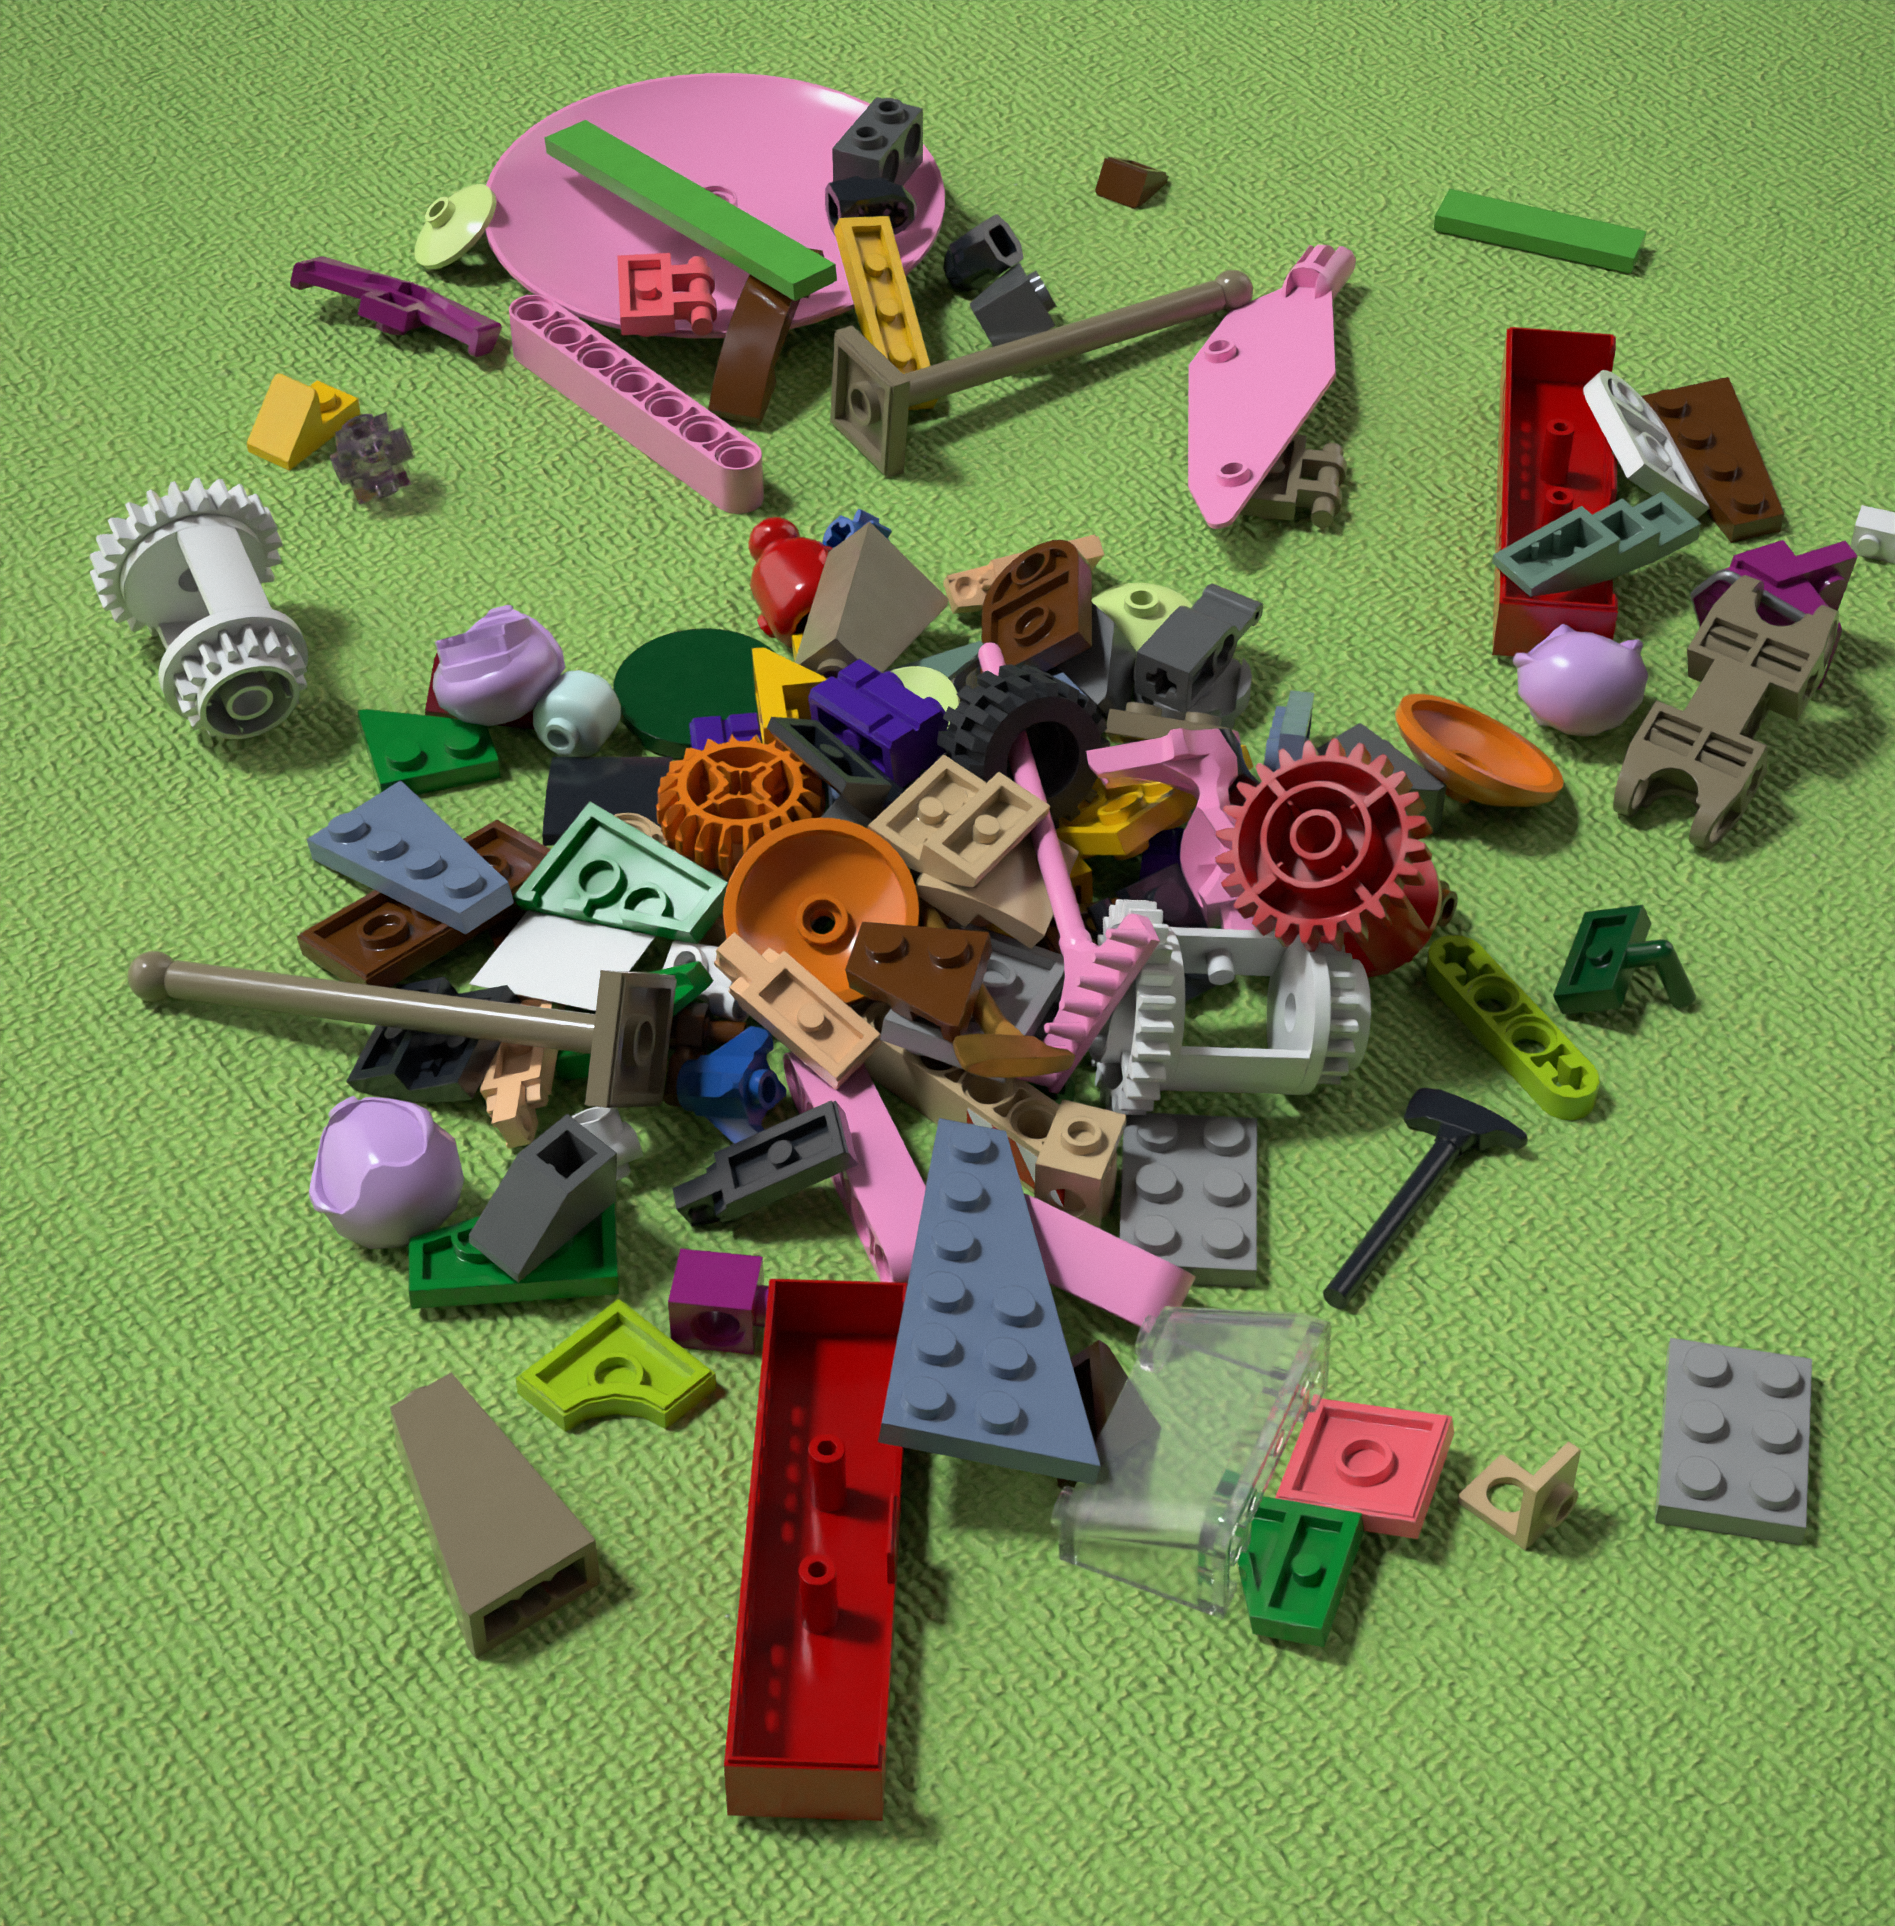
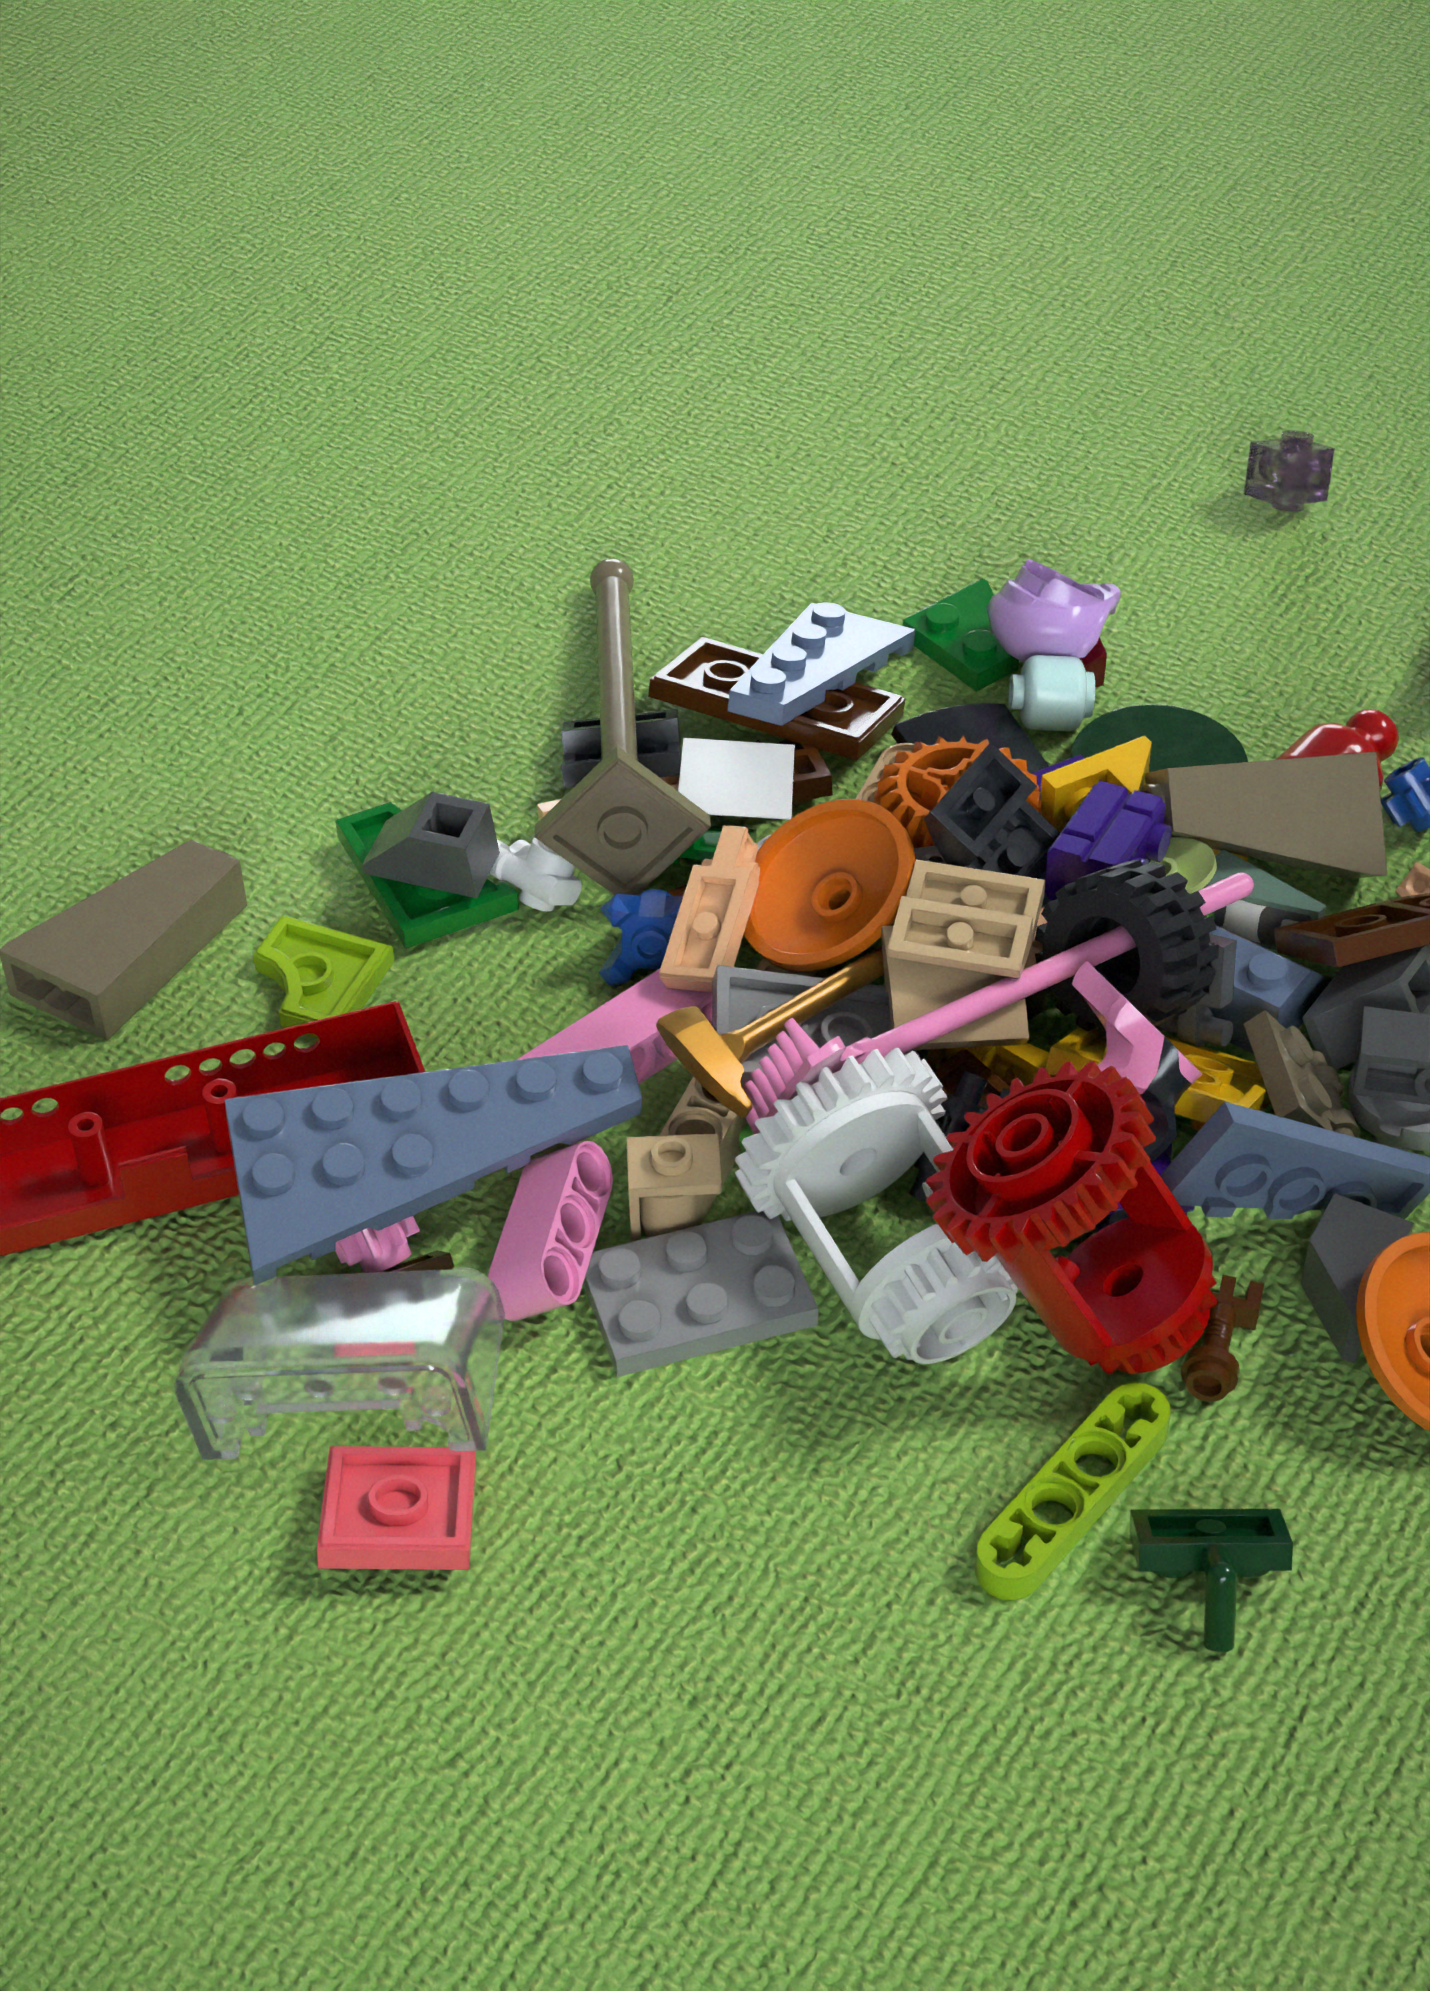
camera: 70 degrees right, 0 degrees up
(195, 578) = (1025, 417): white piece -> none
(298, 420) = (1349, 431): yellow slope -> none
(385, 1172) = (438, 752): lavender helmet -> none
(623, 880) = (837, 758): wing -> none
(717, 1301) = (414, 983): magenta brick -> none
(769, 1166) = (560, 977): black hinge -> none
(921, 971) = (772, 967): reddish brown wing -> none
(1298, 1568) = (256, 1483): green wing -> none
(1457, 1129) = (901, 1482): black piece -> none
(1545, 1500) = (406, 1656): tan bracket -> none
(1735, 1441) = (572, 1829): light grey plate -> none

